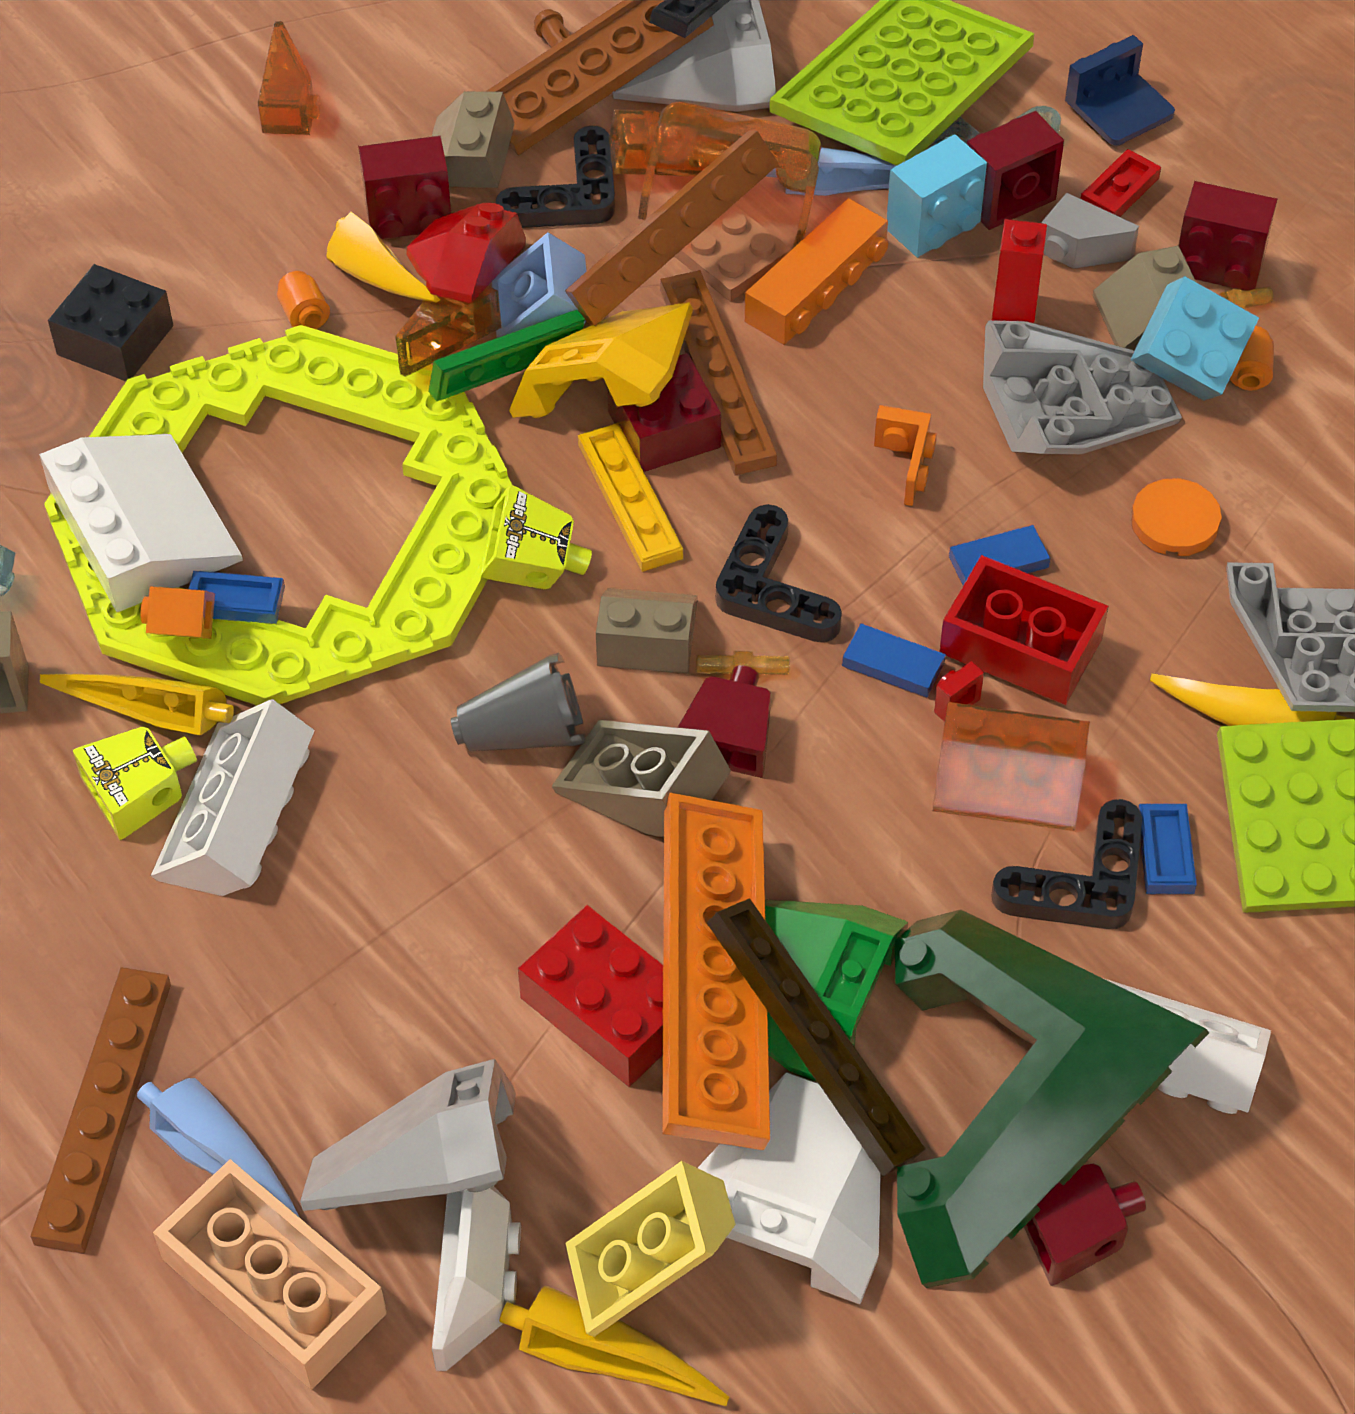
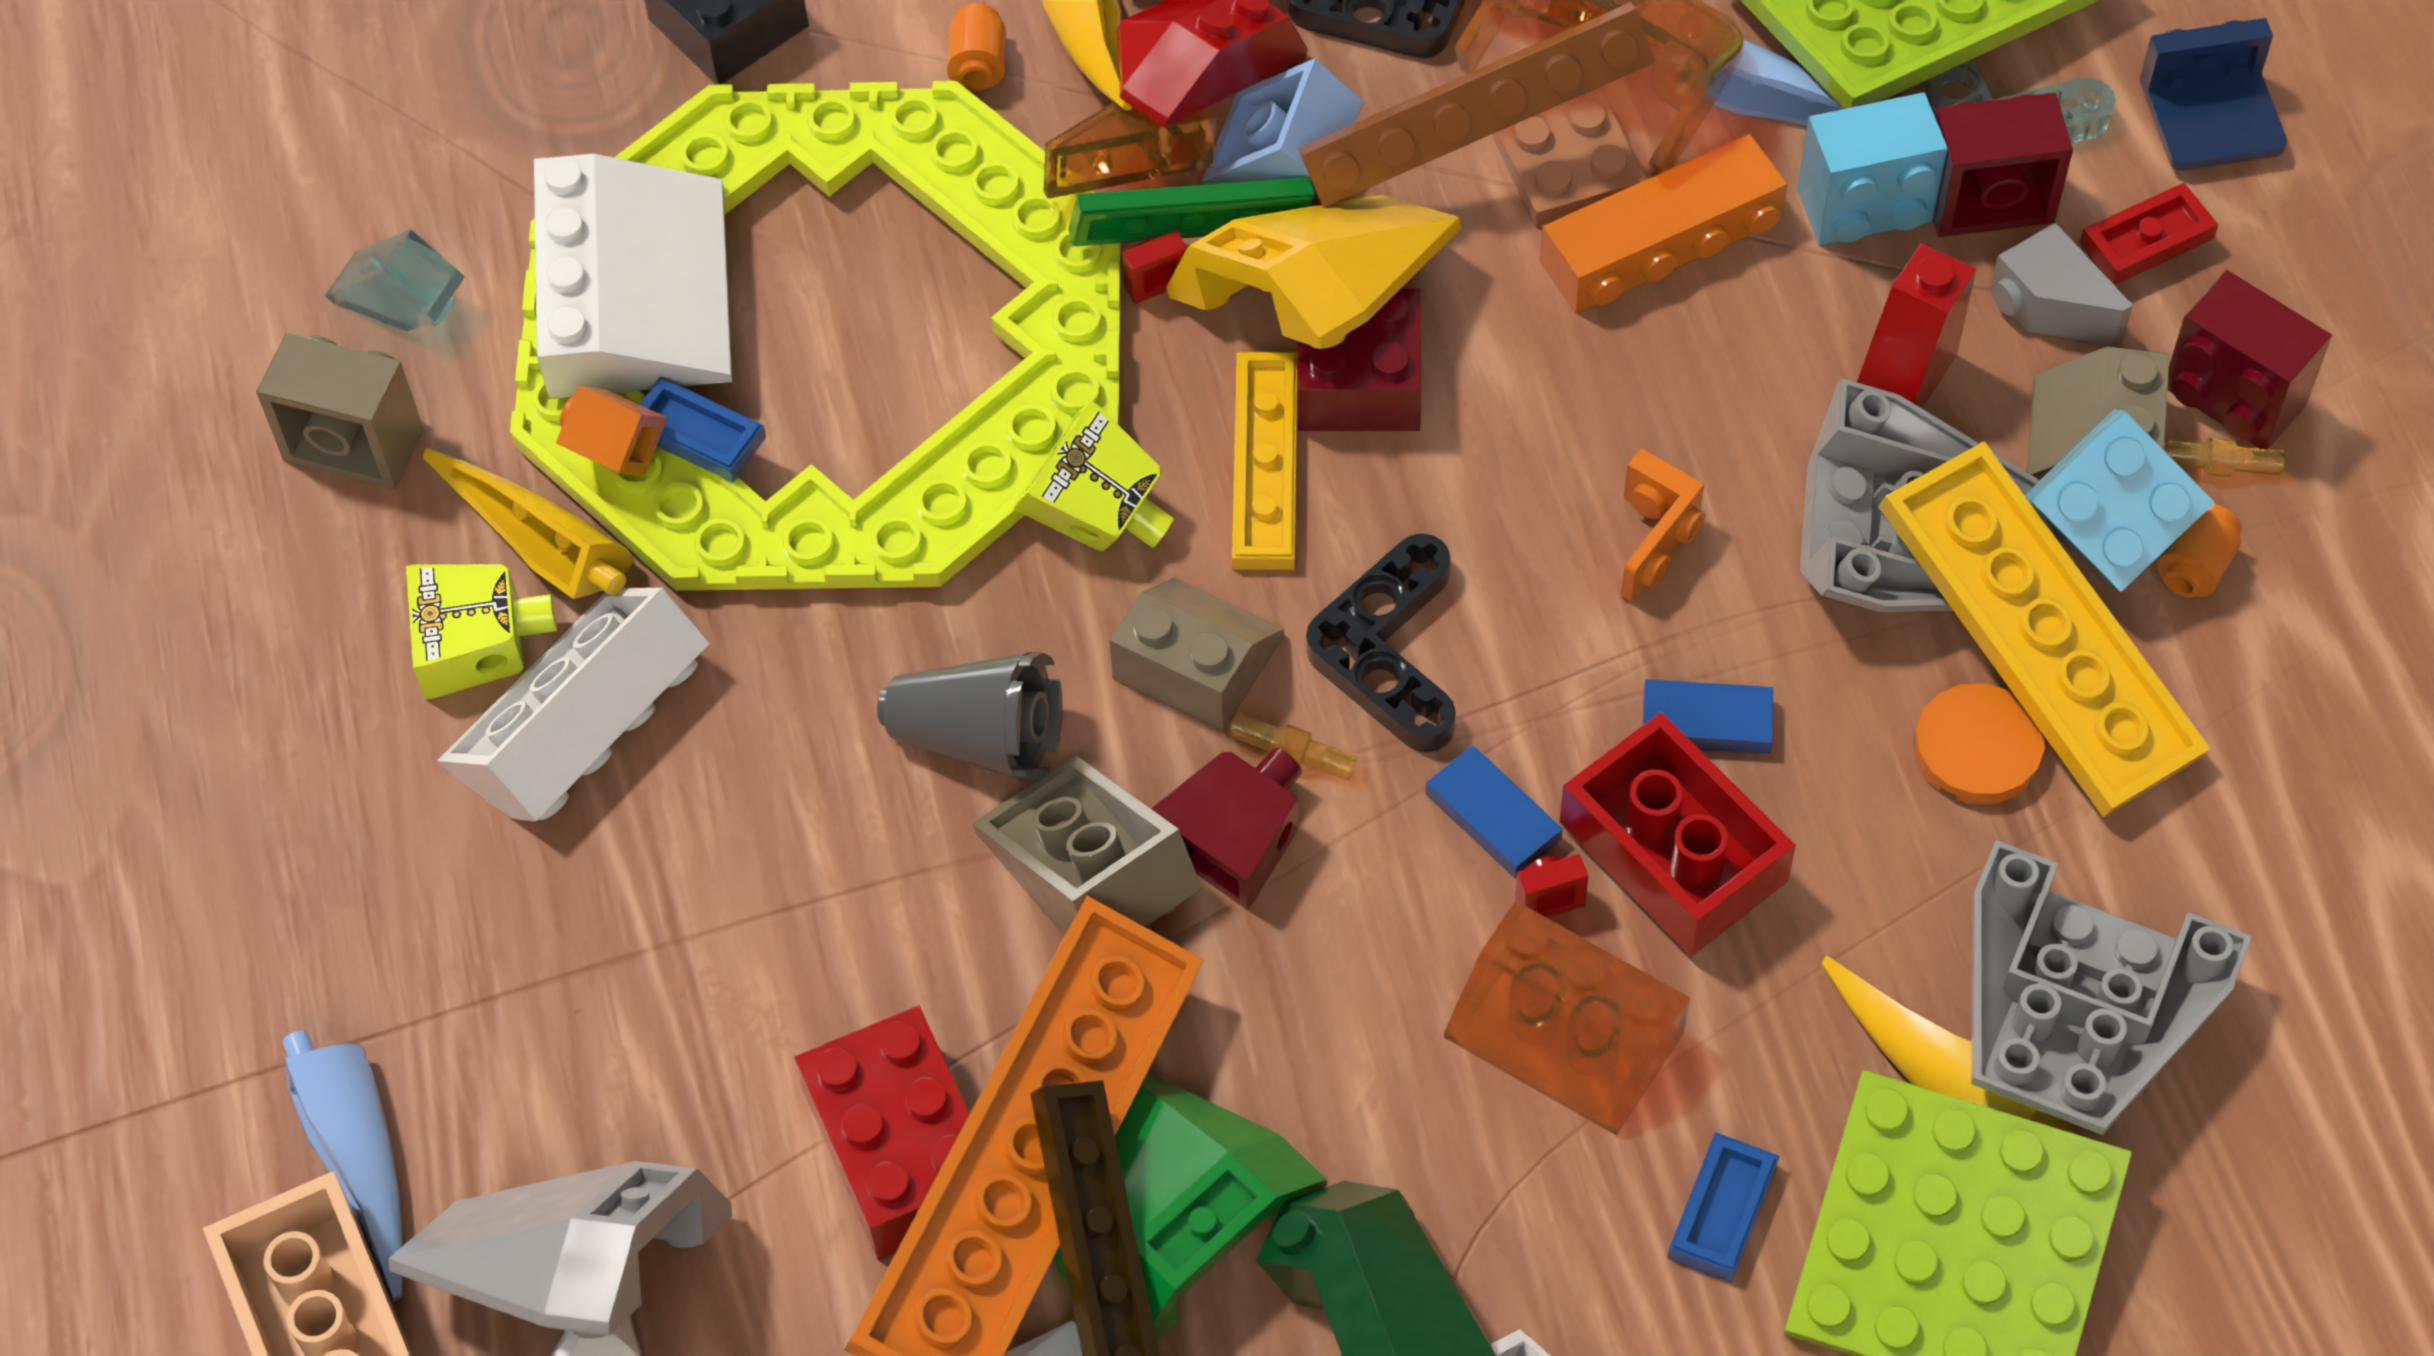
camera: 25 degrees right, 5 degrees up
(101, 1111) = (240, 1042): dark orange plate -> none
(496, 398) = (1151, 265): none -> red plate
(710, 349) = (1461, 328): dark orange plate -> none
(1100, 885) = (1605, 1225): black beam -> none
(1186, 430) = (2044, 628): none -> yellow plate

